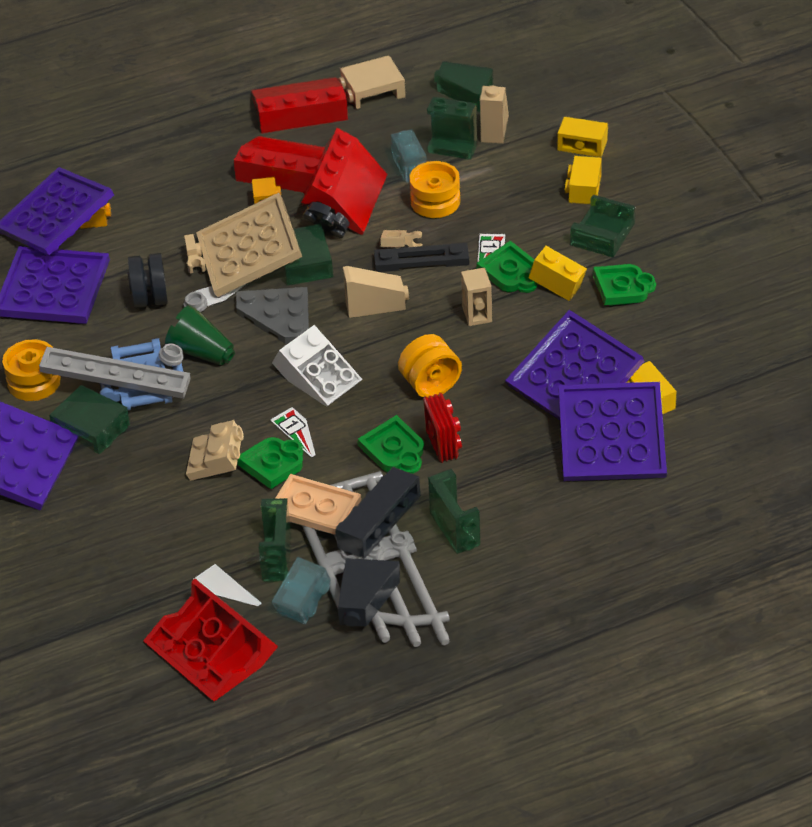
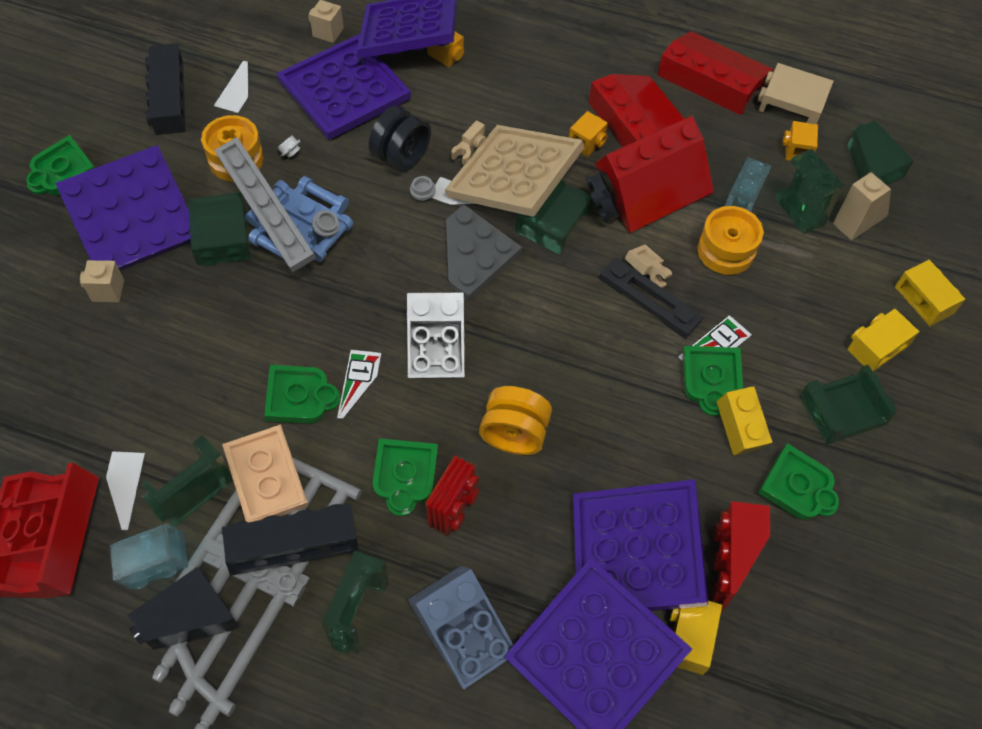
camera: 40 degrees right, 15 degrees up
(54, 501) = (102, 281): none -> tan brick
(67, 342) = (289, 146): none -> white plate
(199, 337) = (377, 223): dark green cone -> none
(215, 451) = (262, 345): tan plate -> none
(373, 292) = (561, 298): tan slope -> none
(409, 107) = (800, 139): none -> light orange brick
(476, 296) = (640, 382): tan brick -> none
(521, 482) = (462, 625): none -> sand blue slope
(625, 322) = (740, 539): none -> red slope

